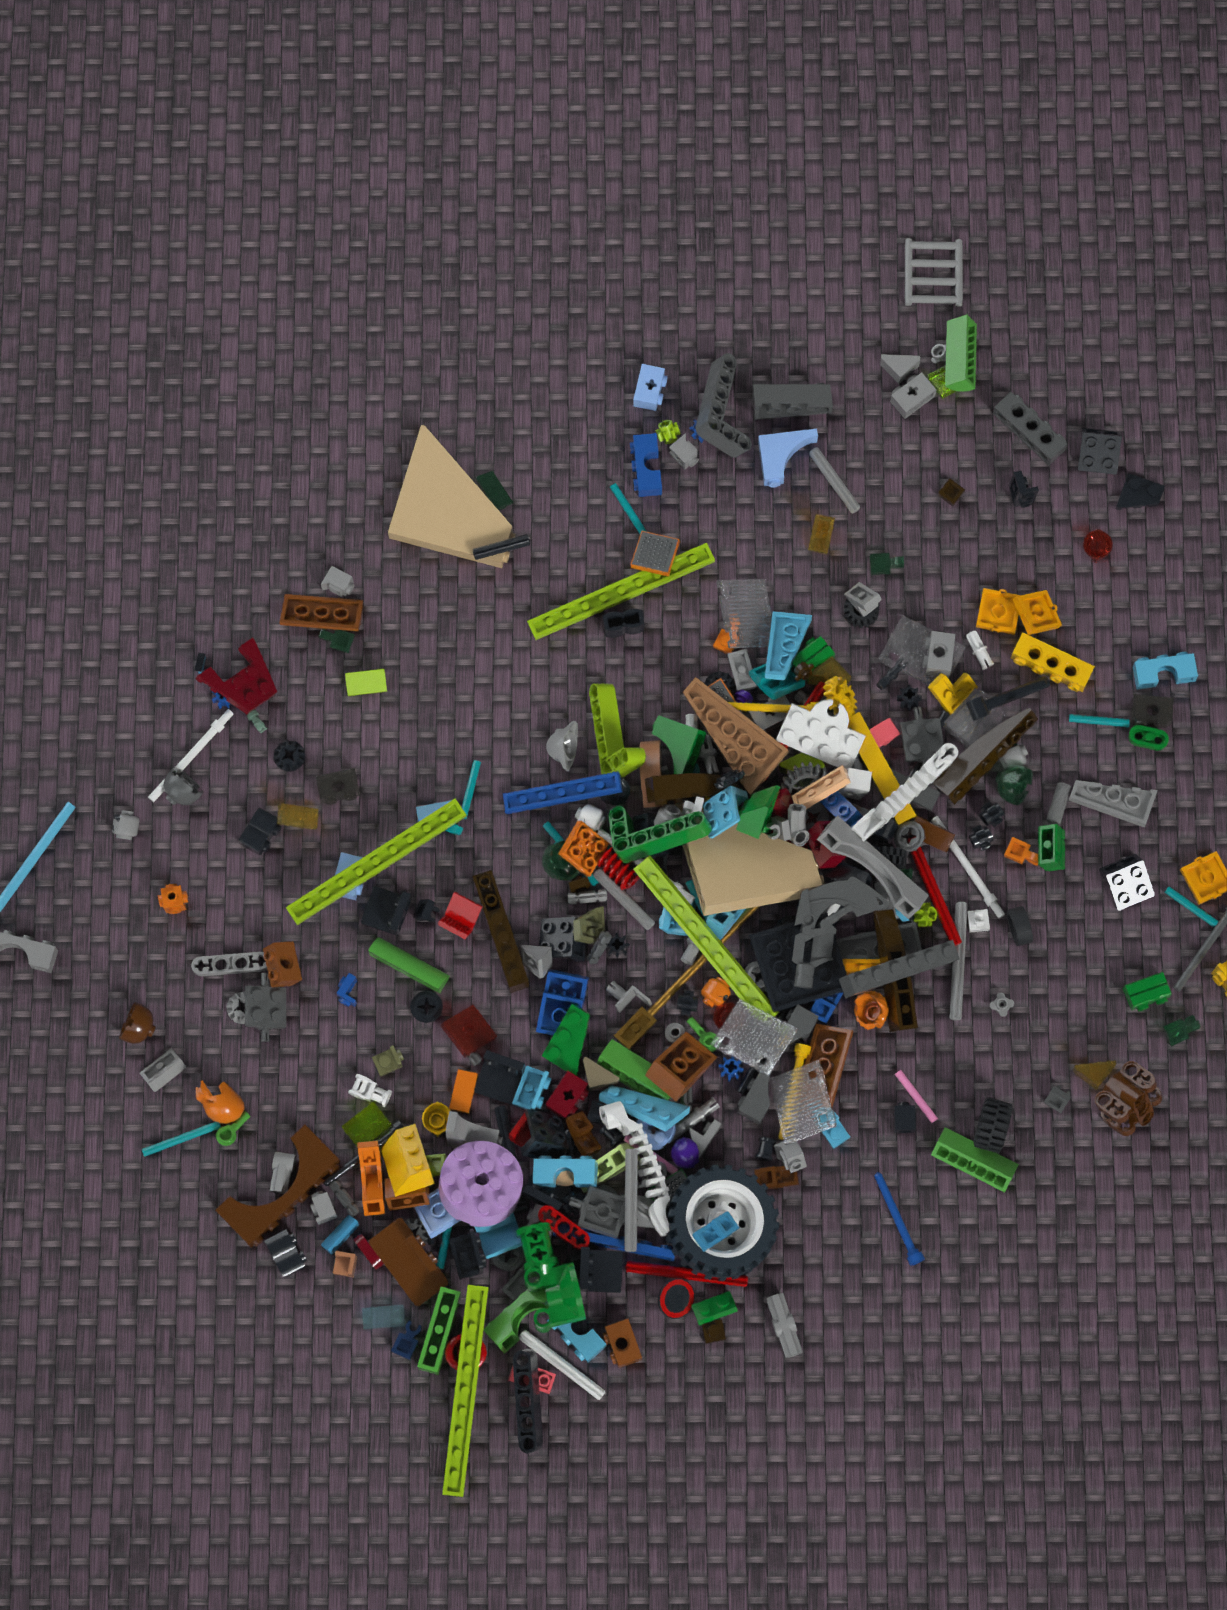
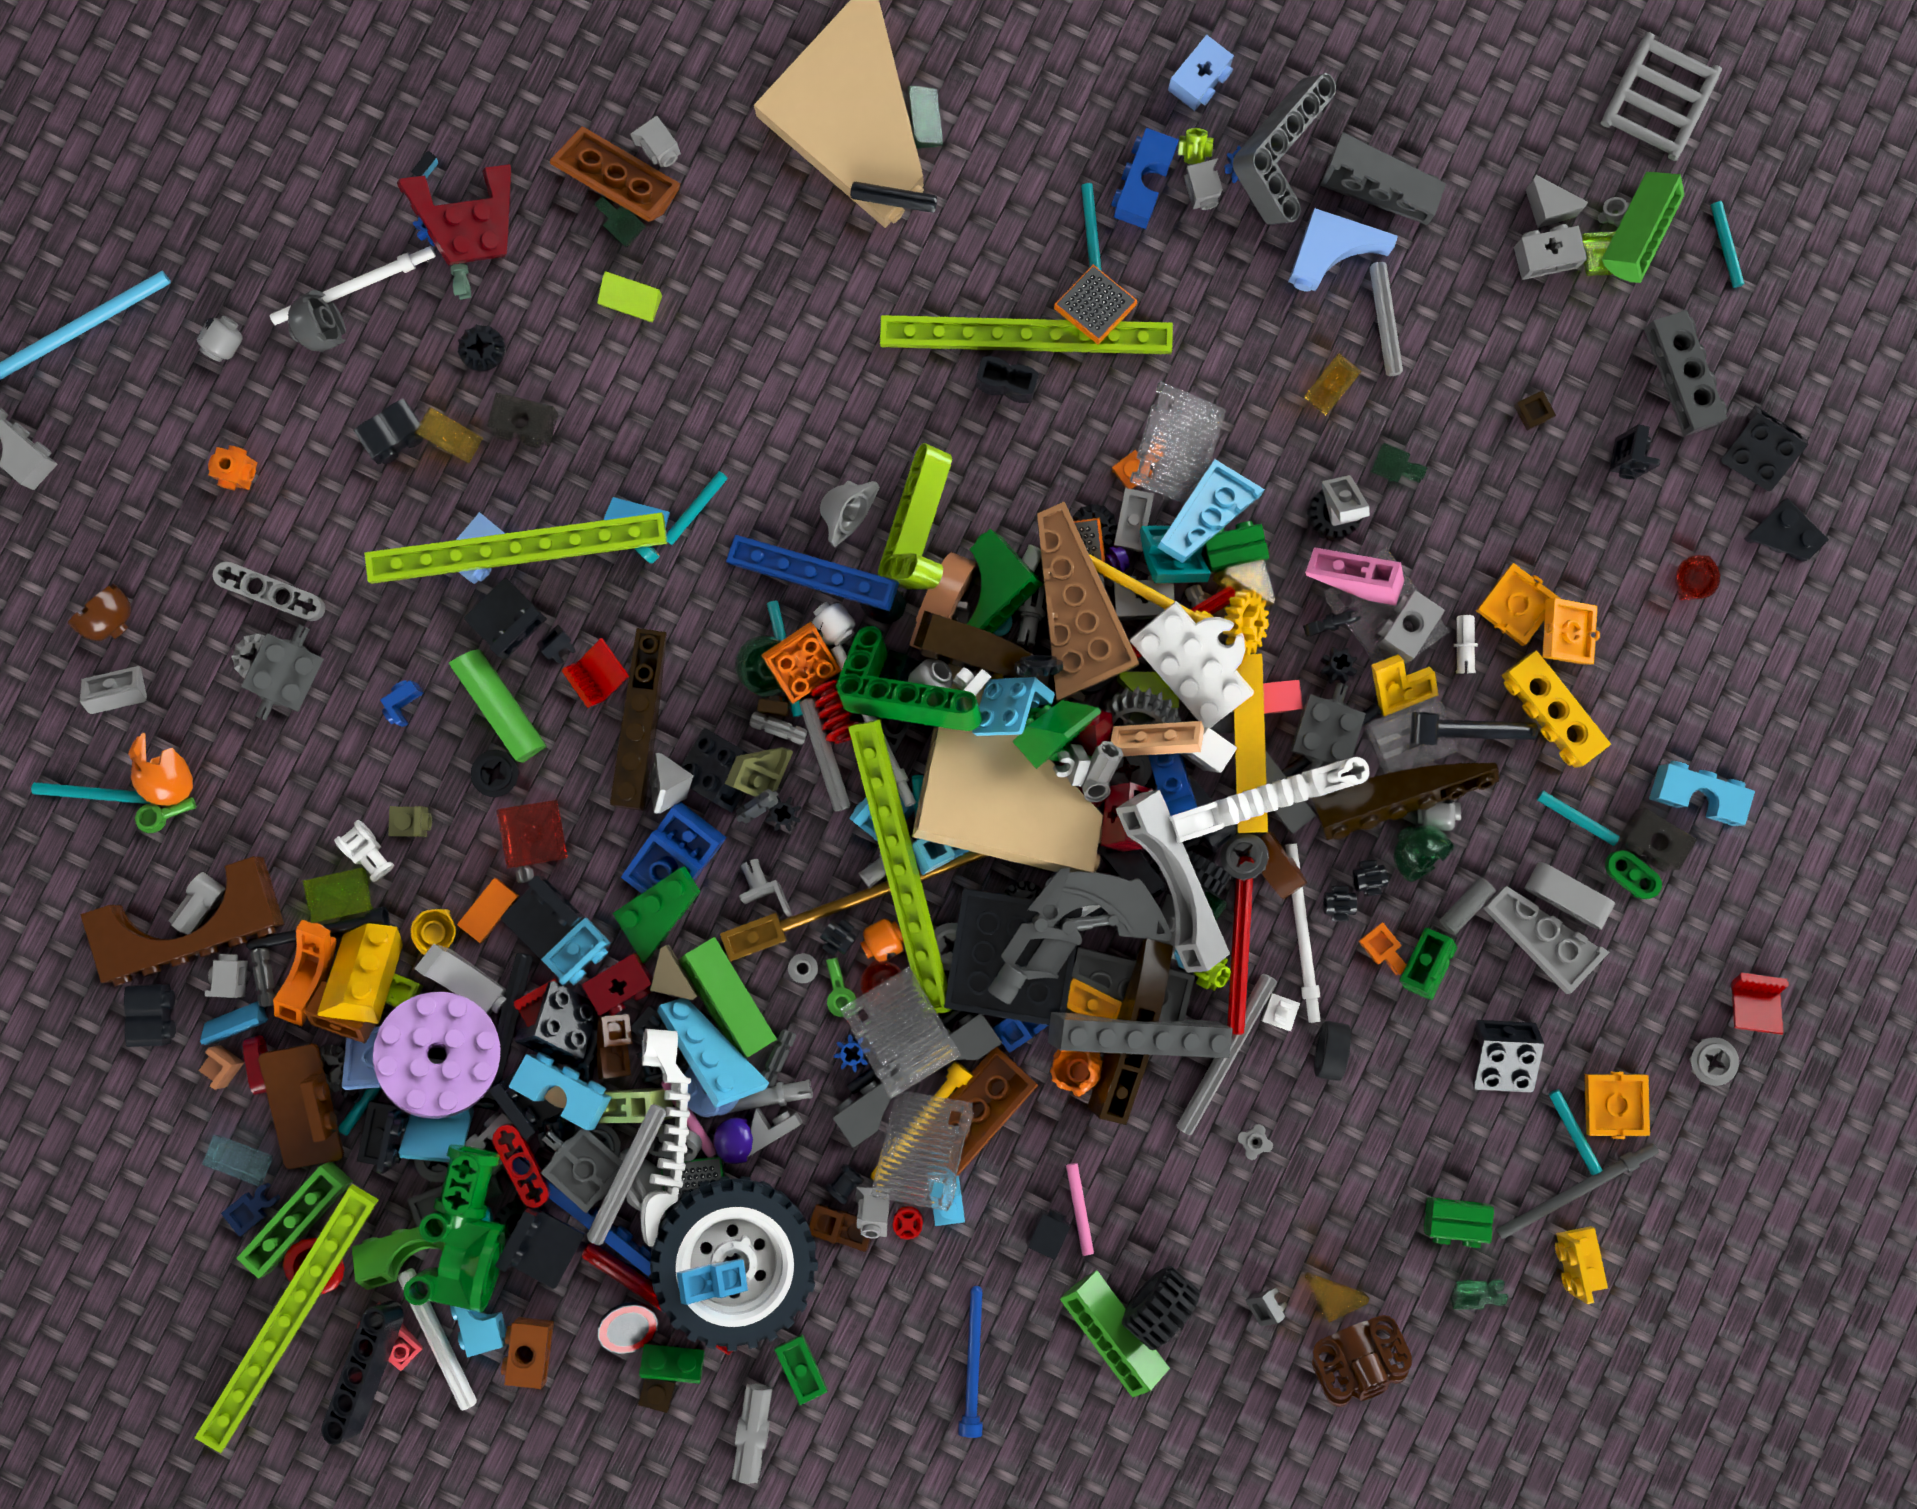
camera: 20 degrees right, 10 degrees up
(282, 964) = (343, 617): dark orange brick -> none
(680, 1066) = (785, 1021): dark orange slope -> none
(795, 1273) = (801, 1369): none -> green plate
(803, 671) = (1214, 562): dark brown plate -> none
(817, 1150) = (911, 1226): none -> red wheel
(893, 638) = (1359, 575): none -> bright pink slope
(1017, 341) = (1727, 244): none -> teal bar
(1116, 768) = (1569, 895): none -> light grey beam

